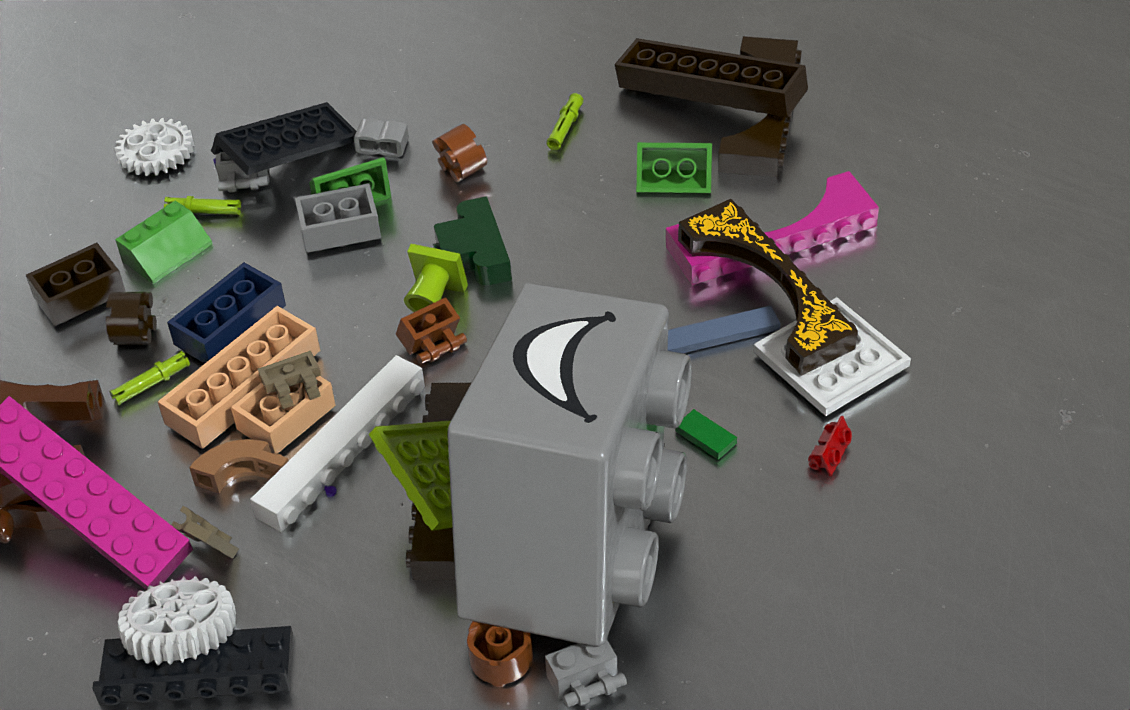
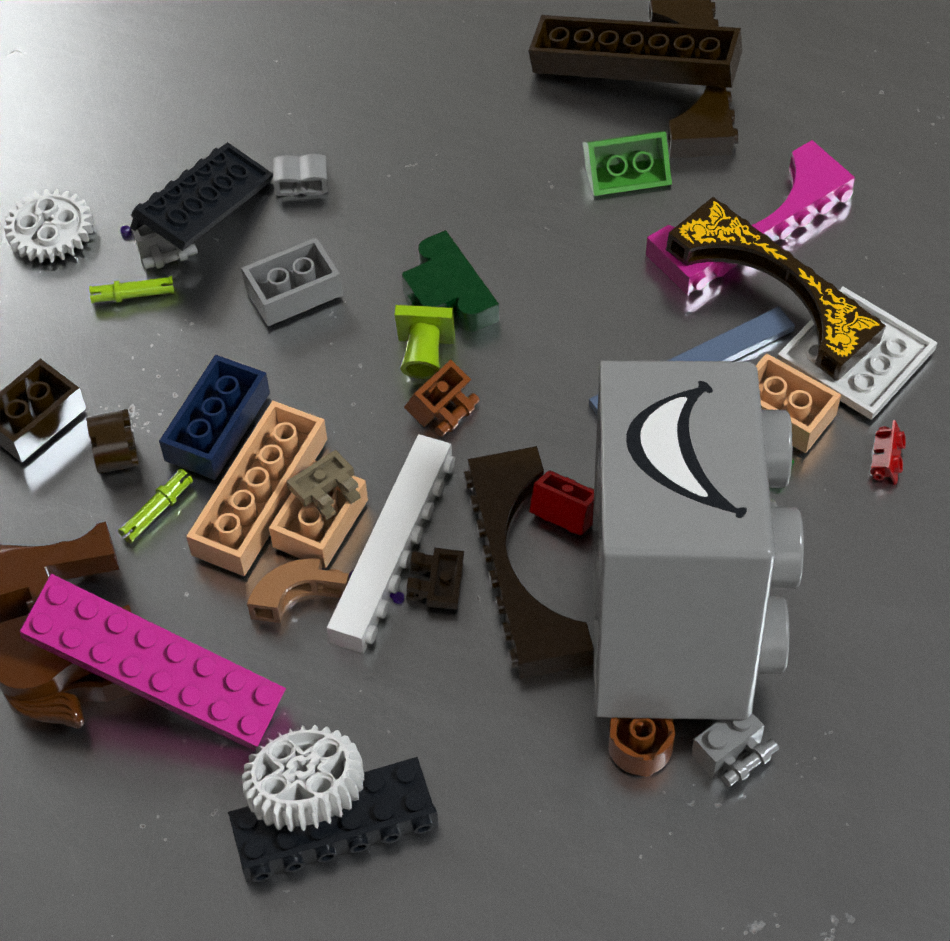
camera: 15 degrees left, 10 degrees up
(163, 242) = (107, 342): bright green slope -> none
(205, 532) = (294, 675): dark tan plate -> none
(371, 172) = (302, 228): bright green slope -> none
(374, 480) = (444, 581): none -> dark brown plate
(421, 463) = (524, 565): lime plate -> none
(459, 152) = (397, 181): dark orange brick -> none
(568, 115) = (493, 102): lime pin -> none
(744, 385) = (806, 400): none -> light nougat brick

